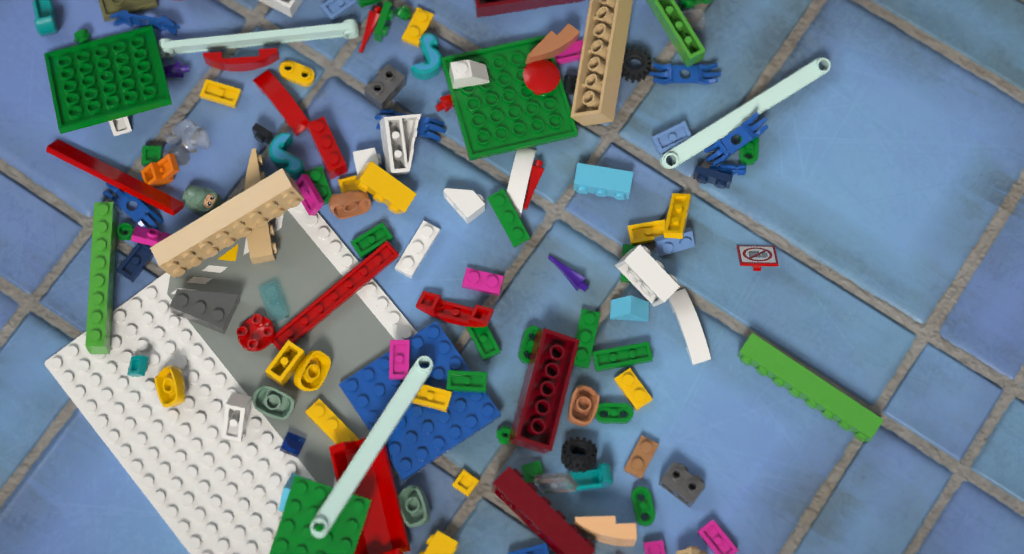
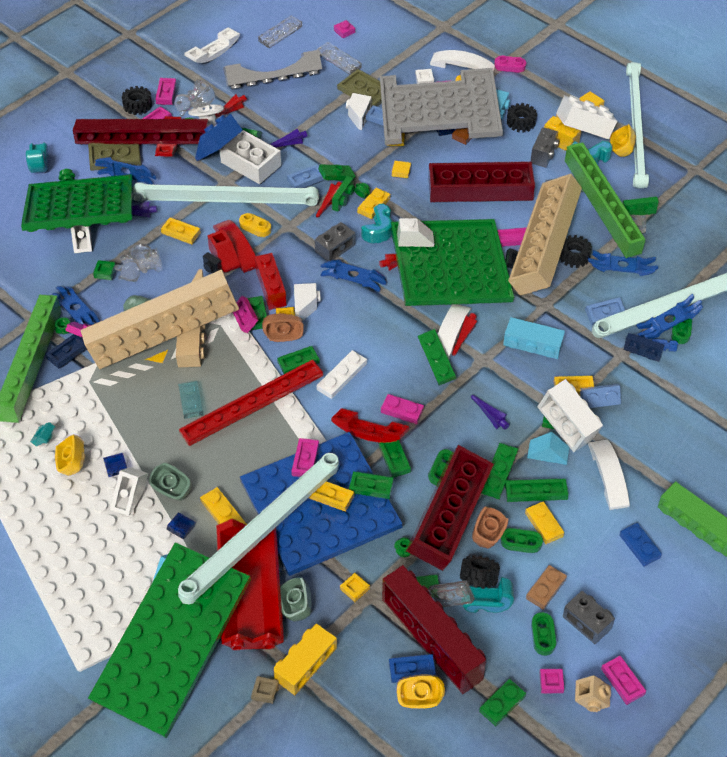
camera: 10 degrees right, 20 degrees down
(115, 177) = (66, 281): red tile -> none
(160, 172) = (108, 284): orange brick -> none
(205, 308) = (122, 393): dark grey wedge -> none
(216, 387) = (114, 464): none -> clear blue tile
(241, 64) = (206, 210): red slope -> none
(256, 333) = (167, 422): red dish -> none
(271, 116) = (223, 249): none -> red slope
(284, 159) = (232, 272): teal animal -> none
(285, 363) = (189, 449): yellow brick -> none
(312, 371) = (215, 460): yellow piece -> none
(384, 188) = (319, 315): yellow brick -> none
(398, 142) = (339, 277): white wedge -> none
(465, 202) = (395, 340): white slope -> none
(541, 76) = (484, 247): red dish -> none
(554, 44) = (498, 224): nougat slope -> none
(607, 531) = (502, 648): light nougat slope -> none
(677, 216) = (605, 372): yellow plate -> none
(723, 400) = (640, 544): none -> blue plate
(757, 256) = (684, 418): piece -> none

